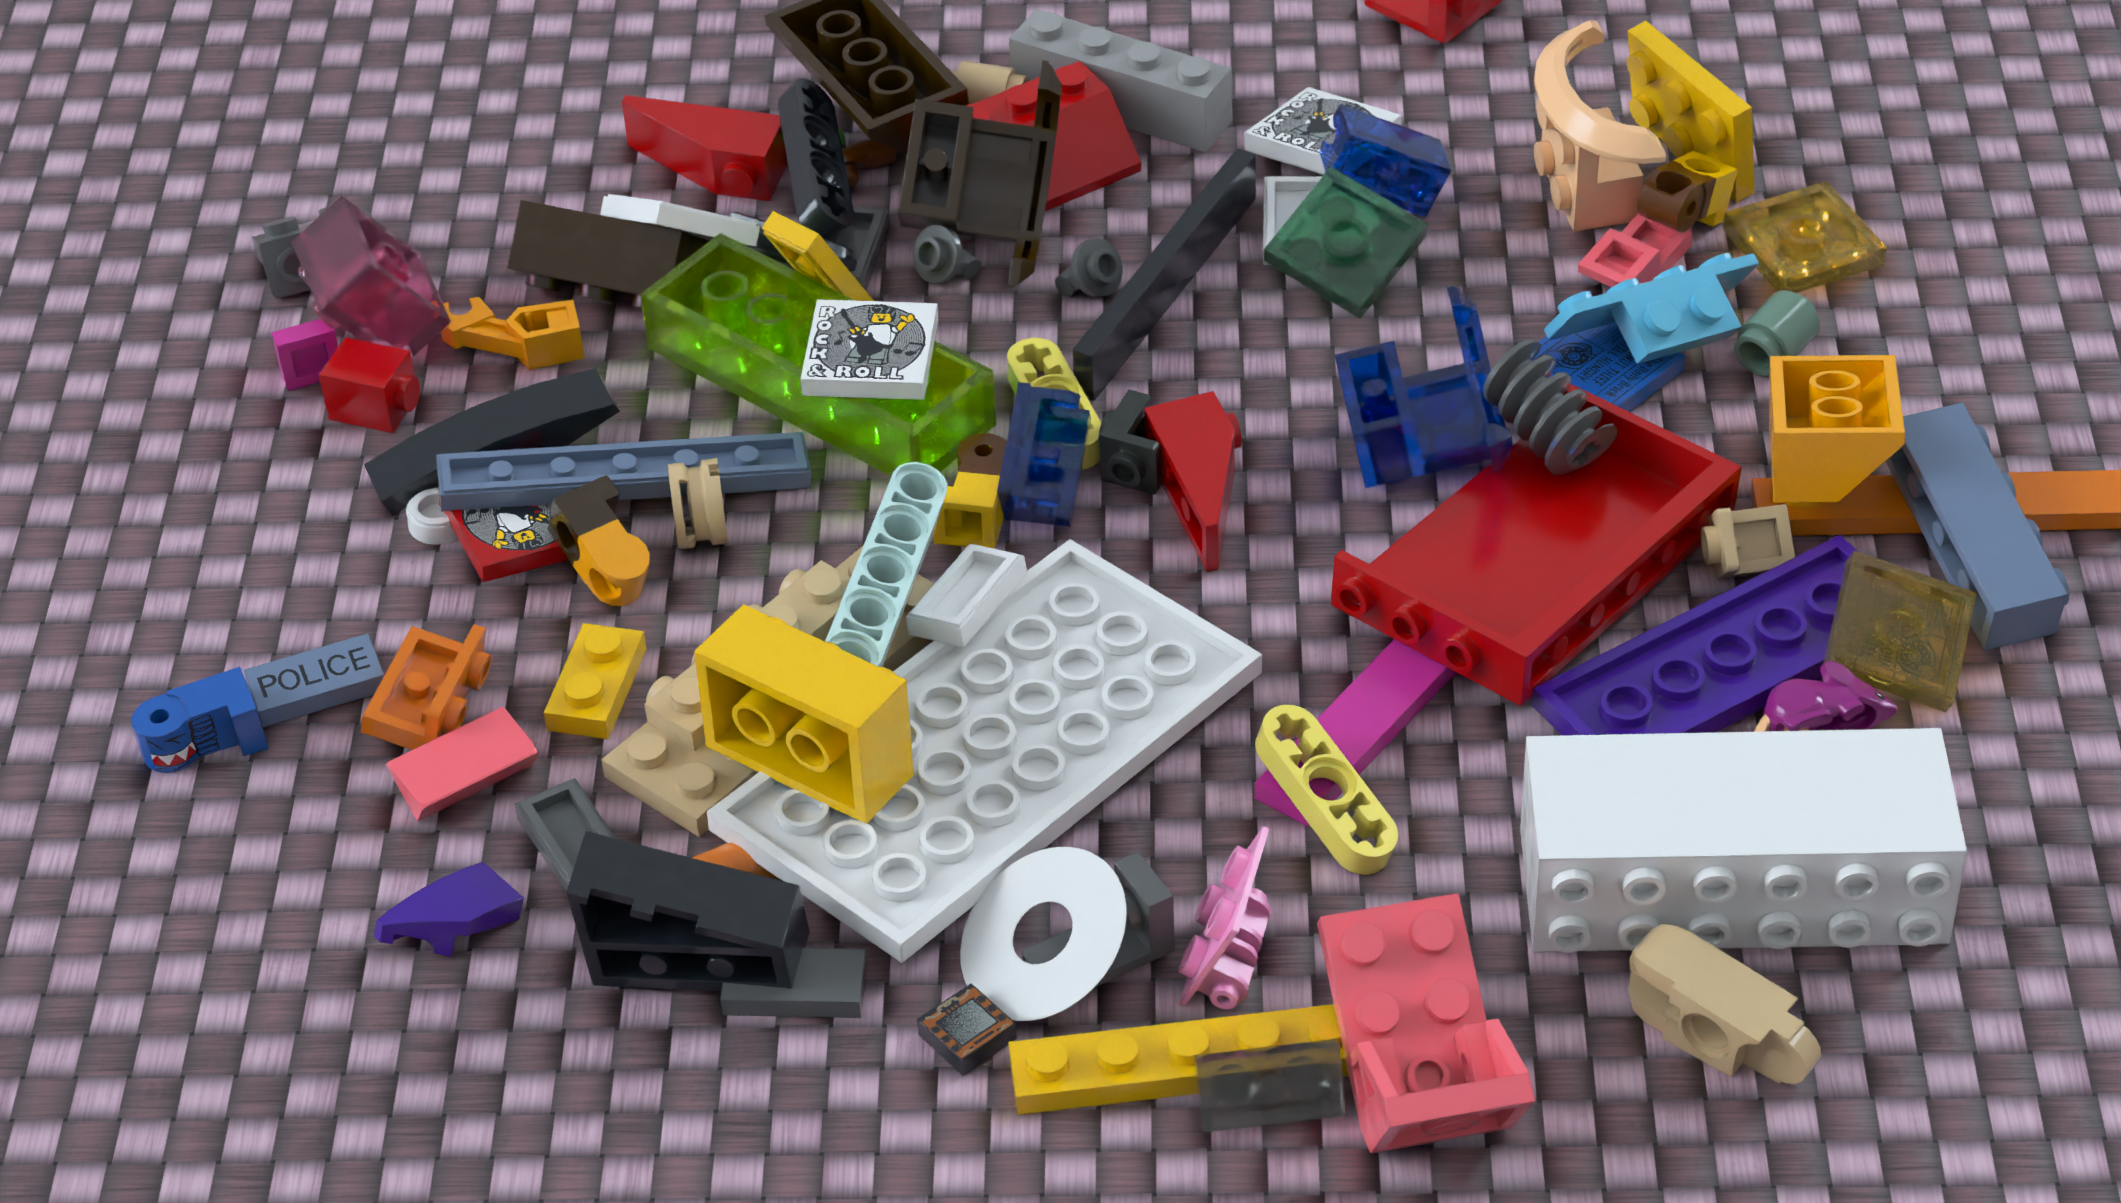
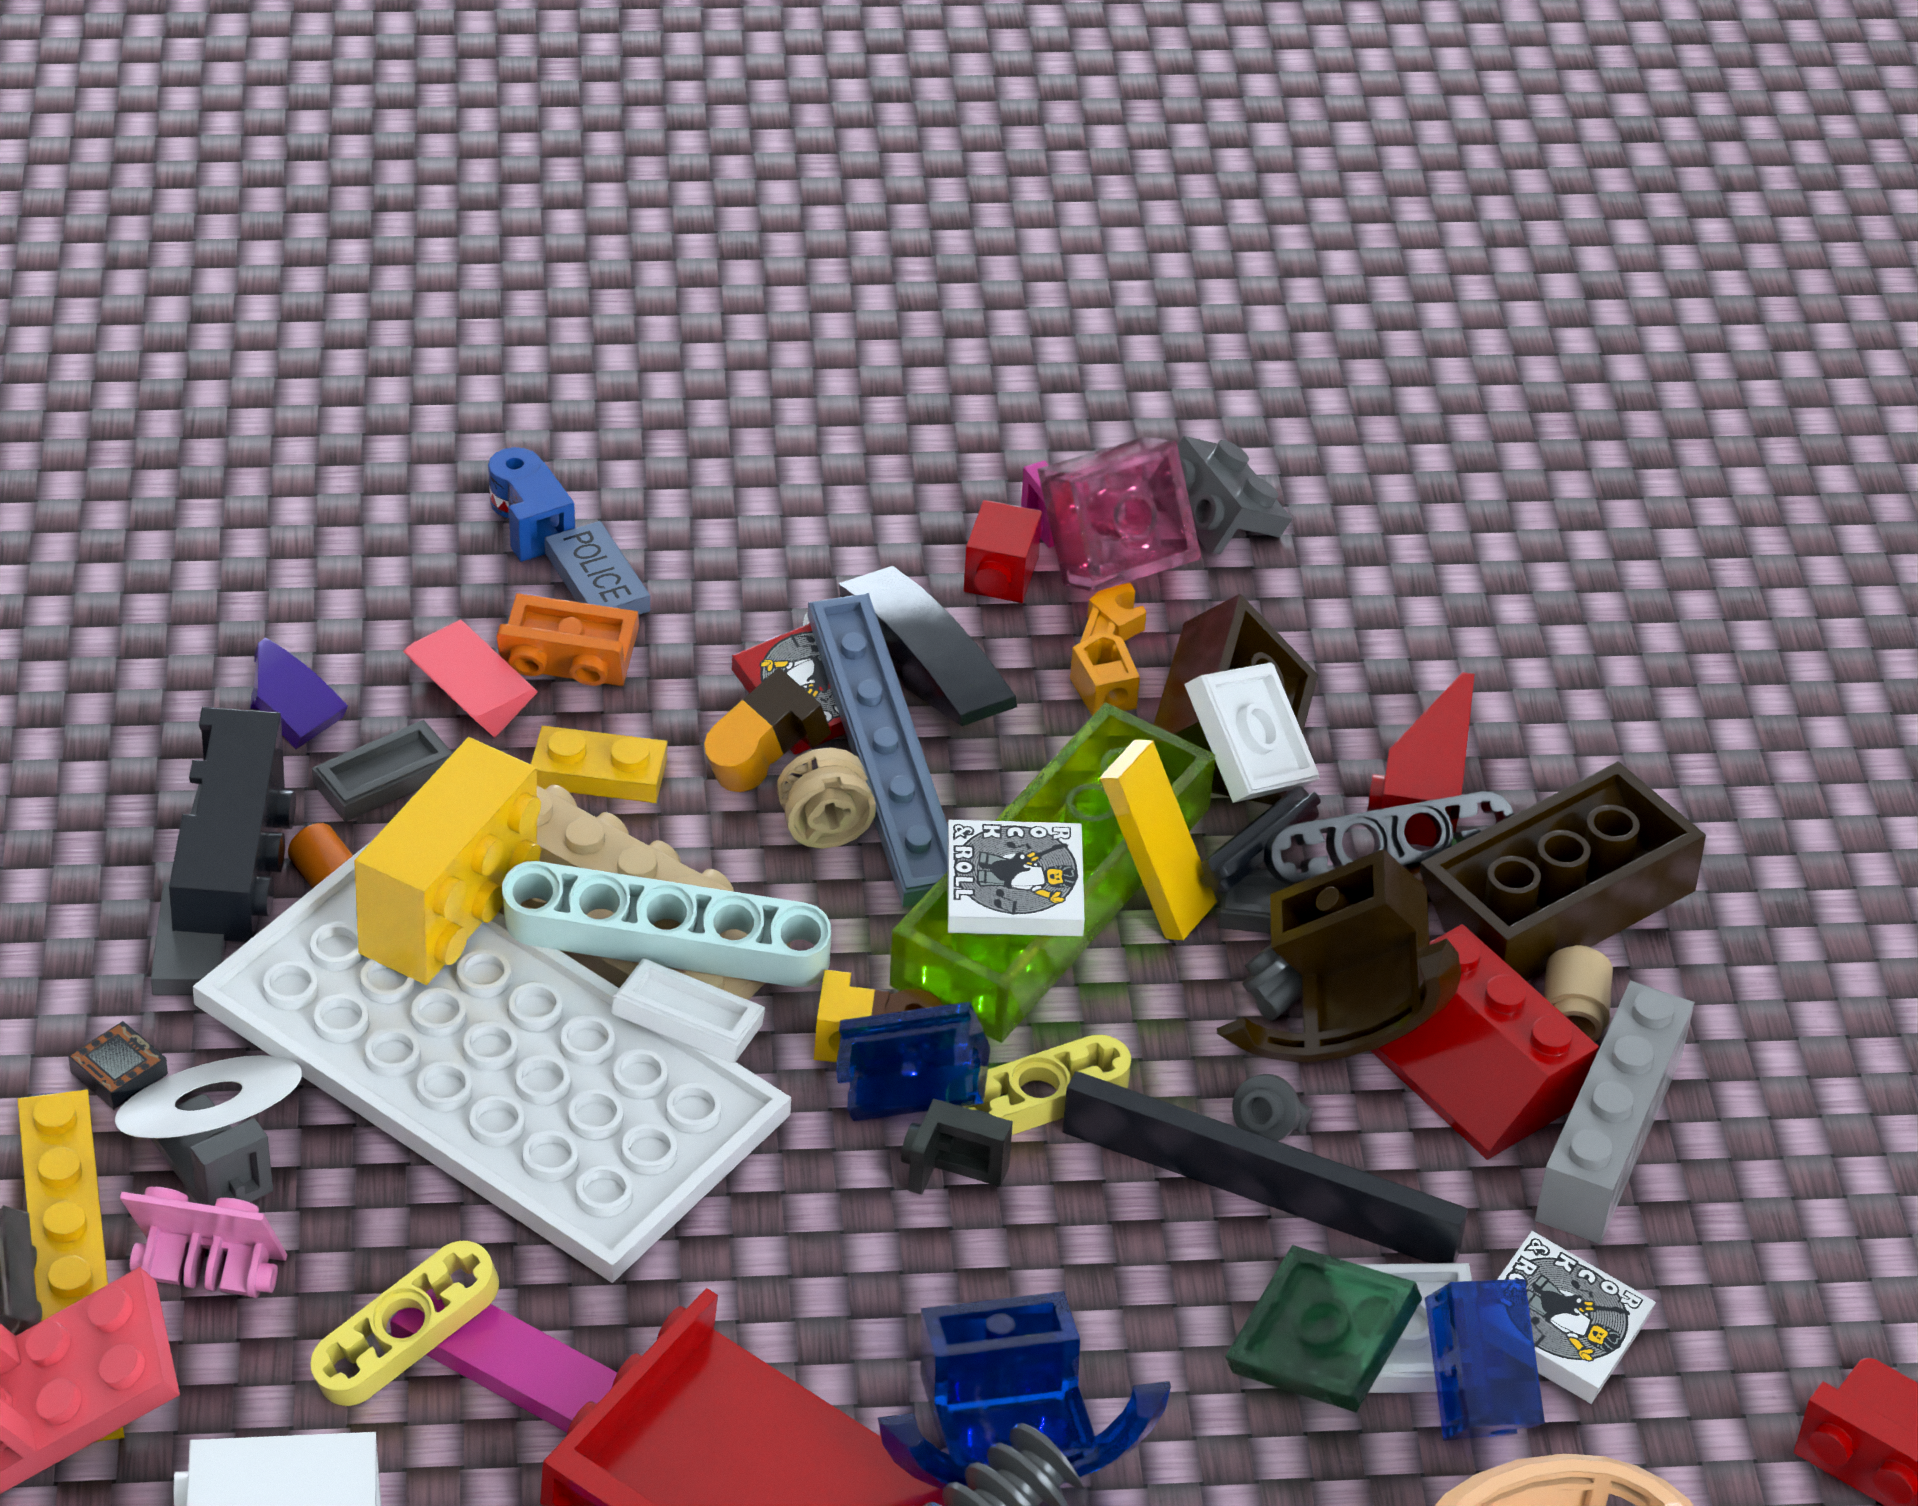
camera: 80 degrees right, 0 degrees up
(1197, 466) = (910, 1209): red slope -> none

